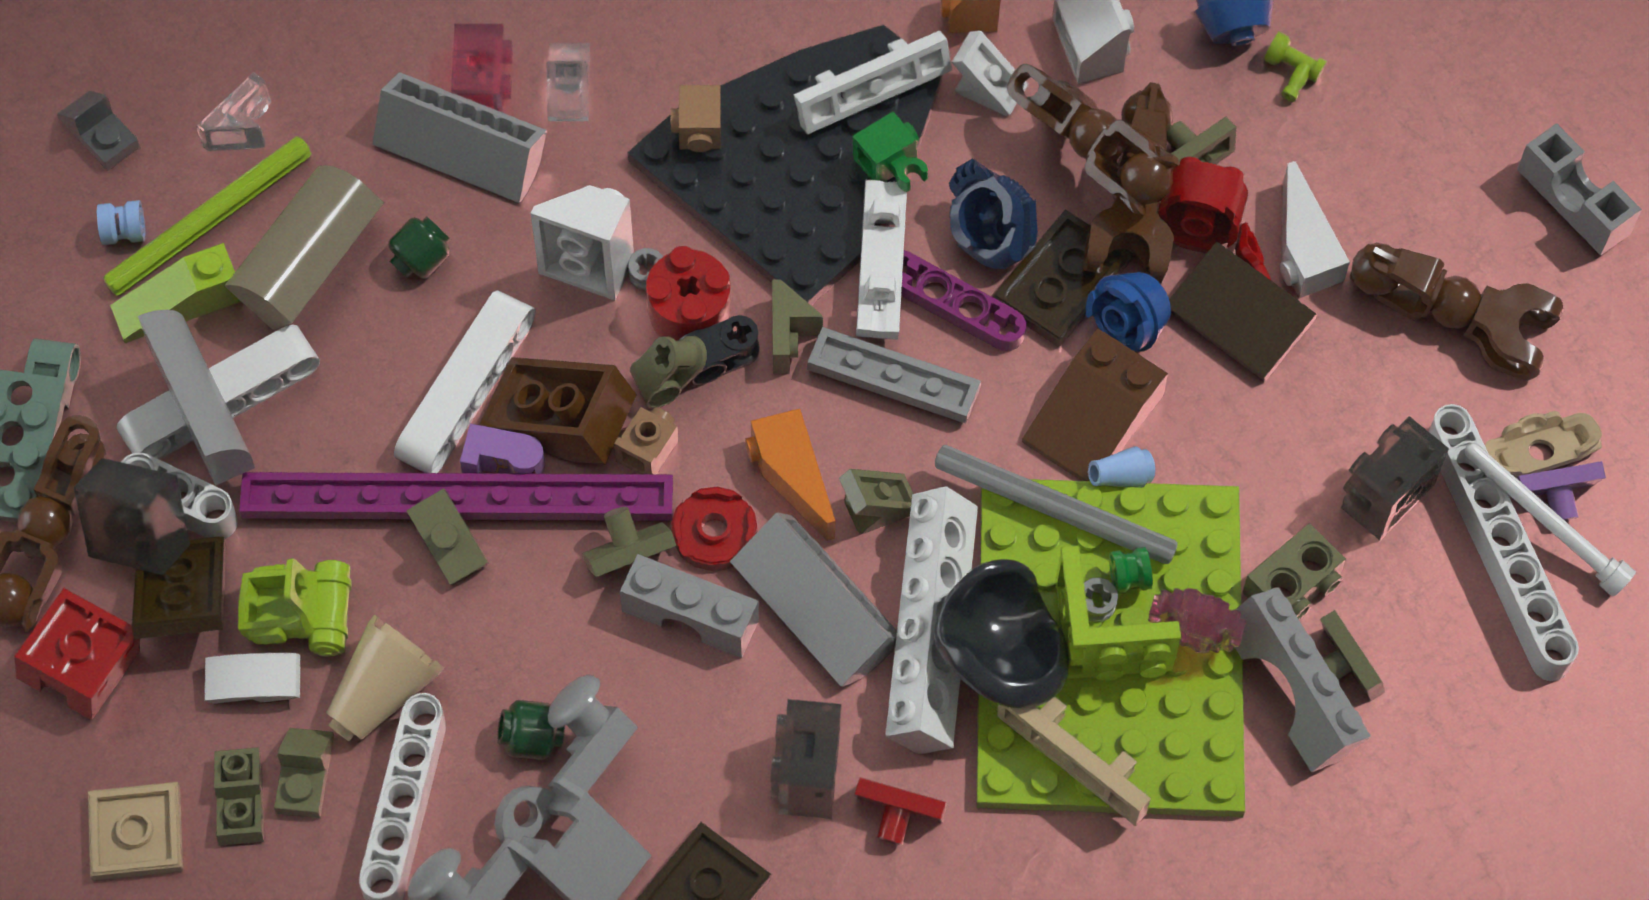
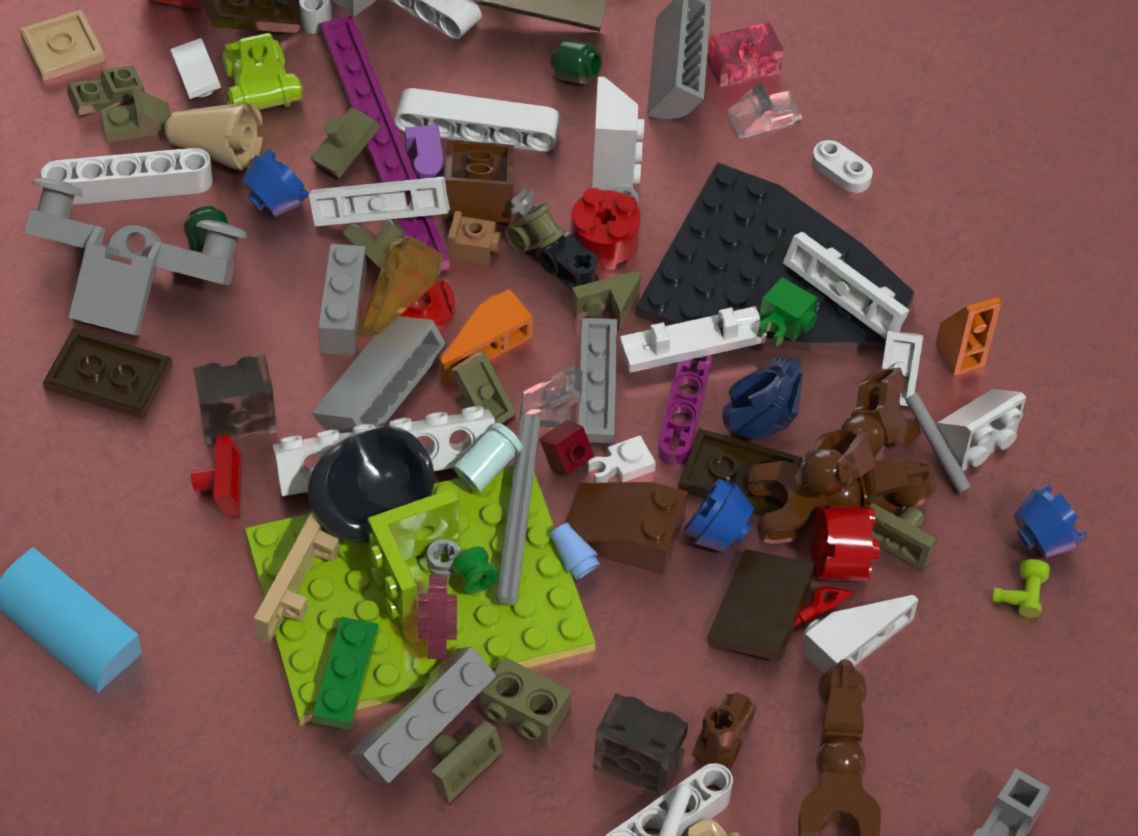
camera: 70 degrees right, 10 degrees down
(494, 633) = (273, 185): none -> blue cone
(568, 521) = (379, 201): none -> white hinge
(632, 368) = (523, 201): none -> light grey axle
(677, 31) = (838, 165): none -> white plate
(698, 117) = (758, 186): medium nougat brick -> none
(710, 536) = (405, 277): none -> clear yellow slope
(911, 427) = (554, 398): none -> clear slope
(984, 432) = (566, 447): none -> dark red plate
(990, 510) = (488, 457): none -> light aqua piece
(1008, 382) = (627, 459): none -> white plate
(1087, 73) = (938, 443): none -> light grey bar
(1215, 743) = (345, 673): none -> green plate
(1388, 397) = (724, 729): none -> reddish brown piece

